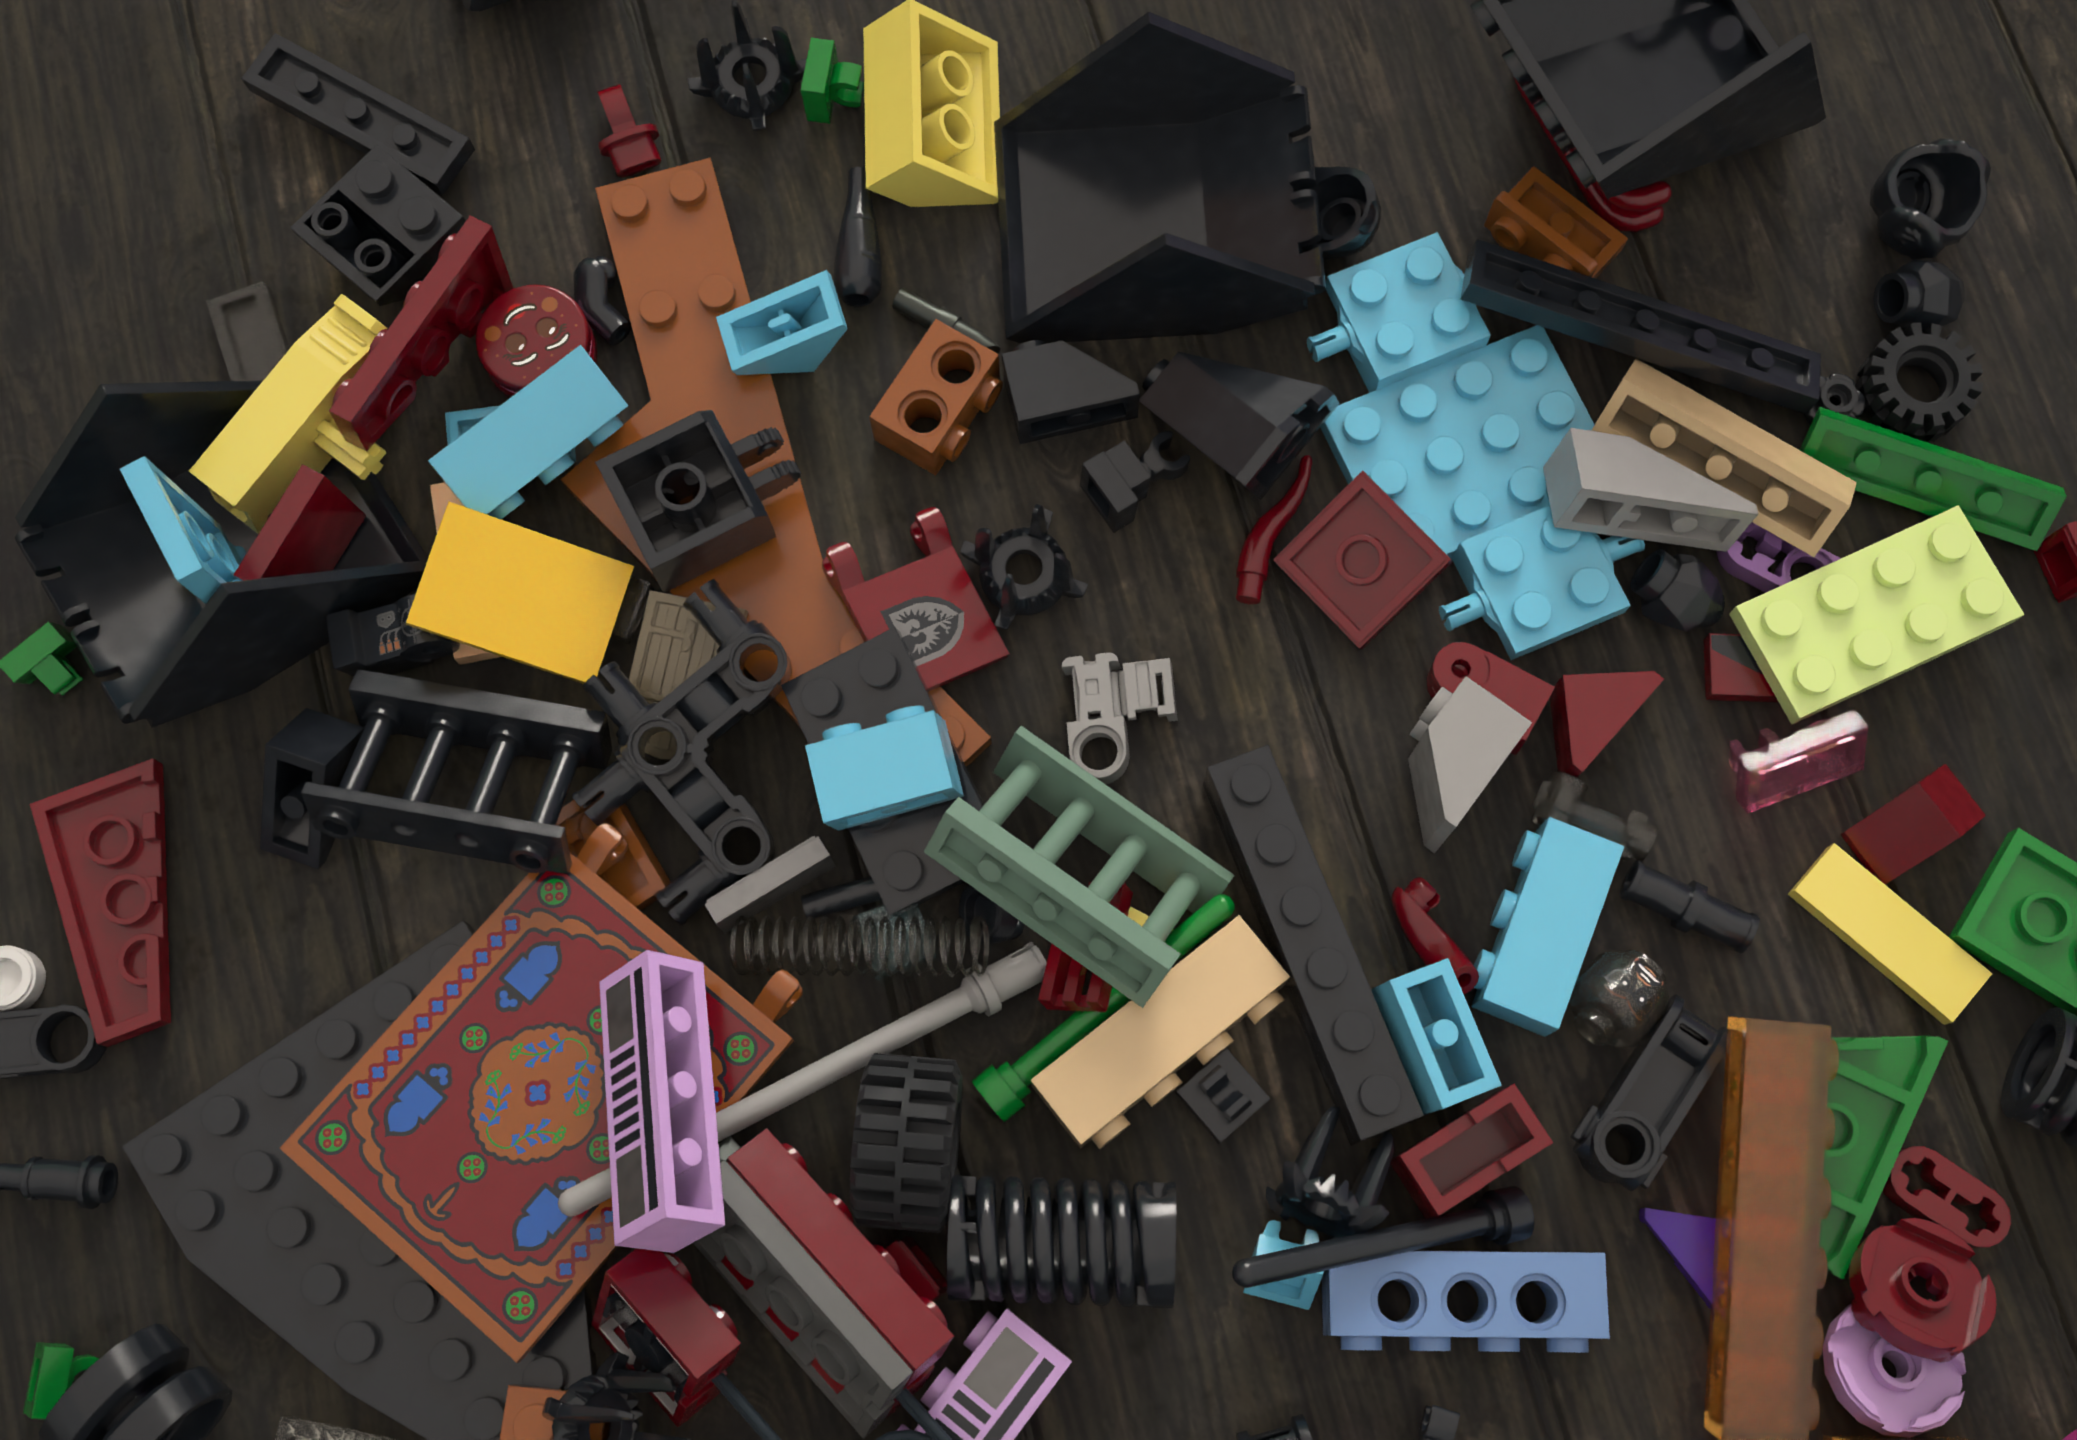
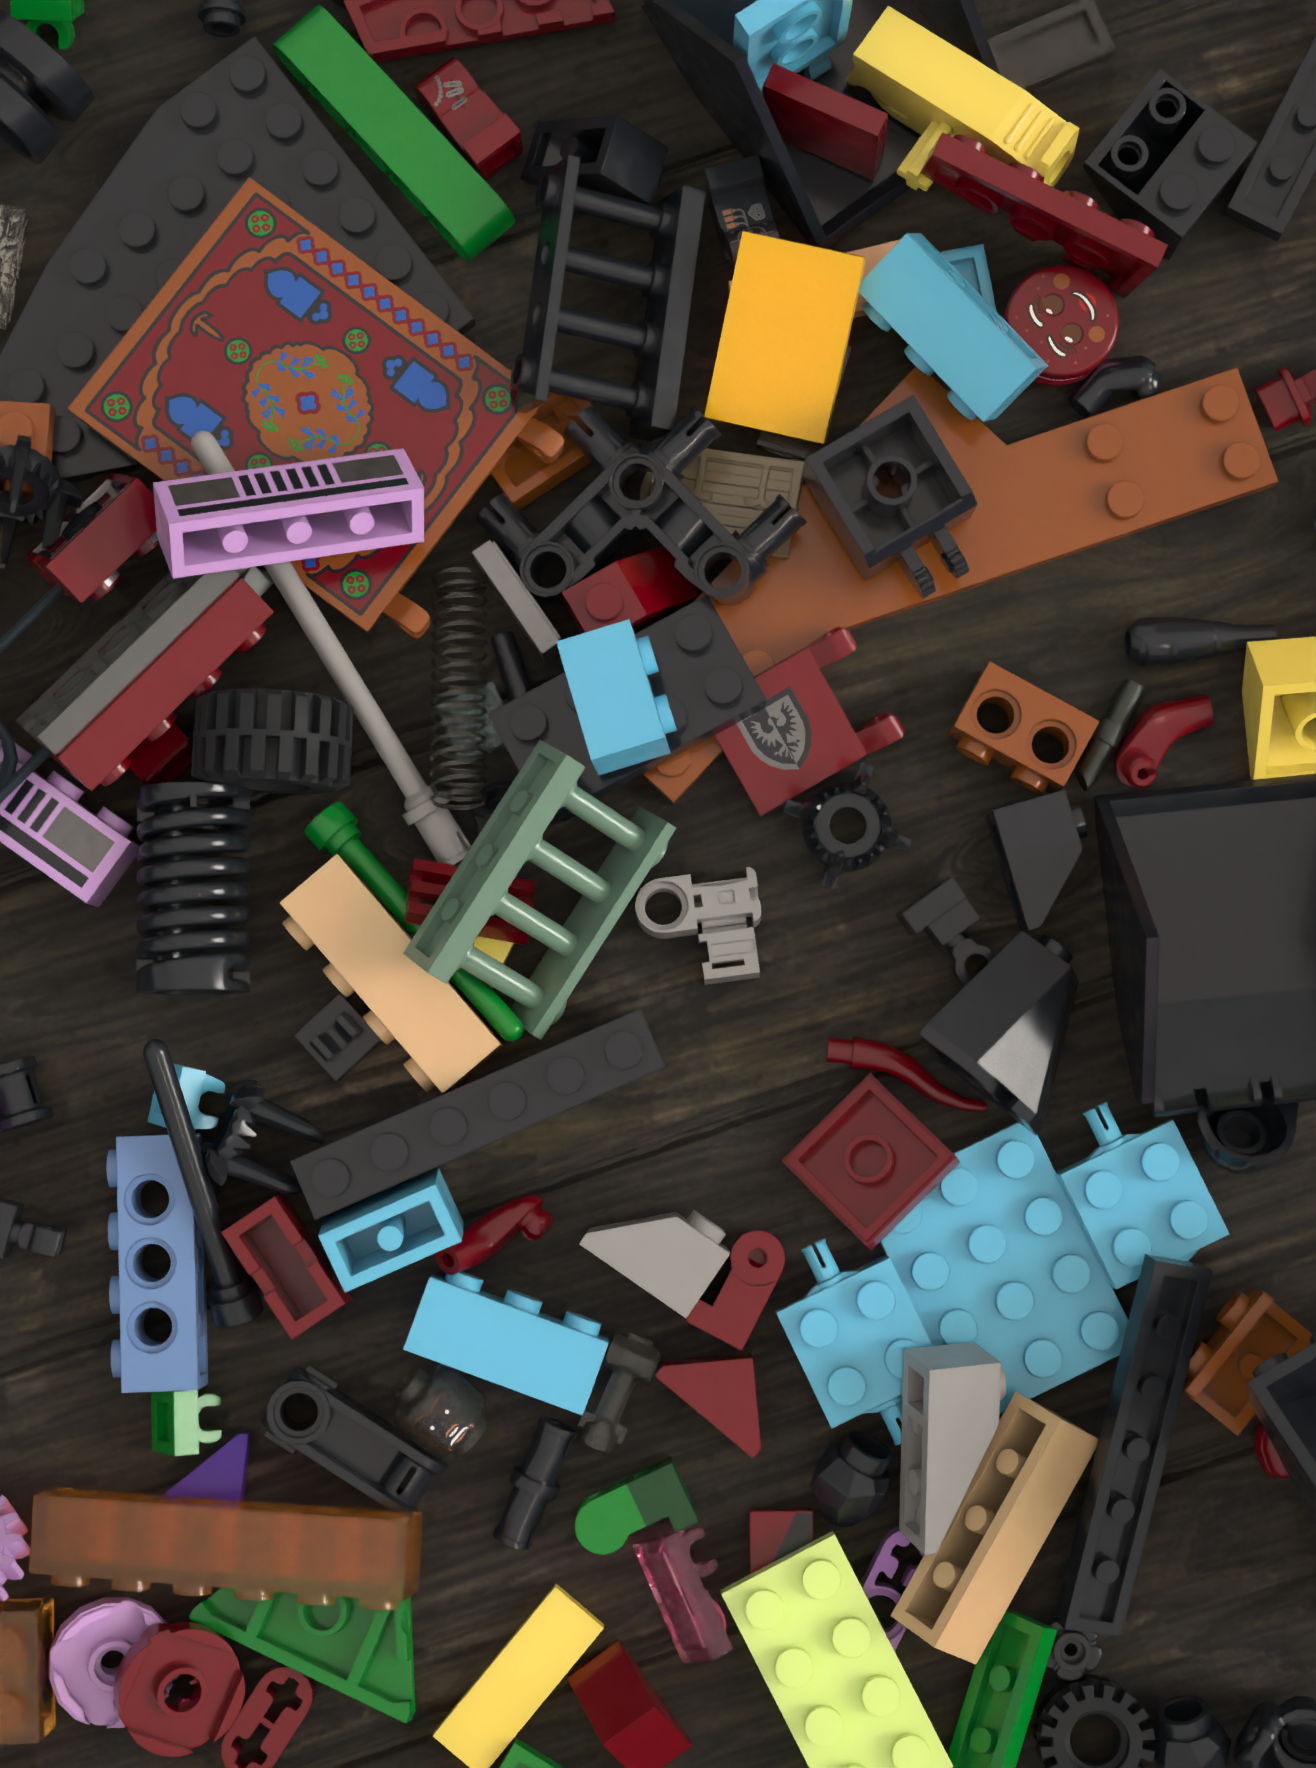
camera: 85 degrees right, 10 degrees up
(247, 916) = (469, 119): none -> dark red leg
(249, 998) = (394, 133): none -> green beam
(775, 773) = (632, 588): none -> dark red slope
(784, 329) = (1083, 568): medium azure slope -> none
(949, 281) = (1155, 733): none -> dark red arm
(1638, 1282) = (176, 1421): none -> tile
(1709, 807) = (632, 1504): none -> leg

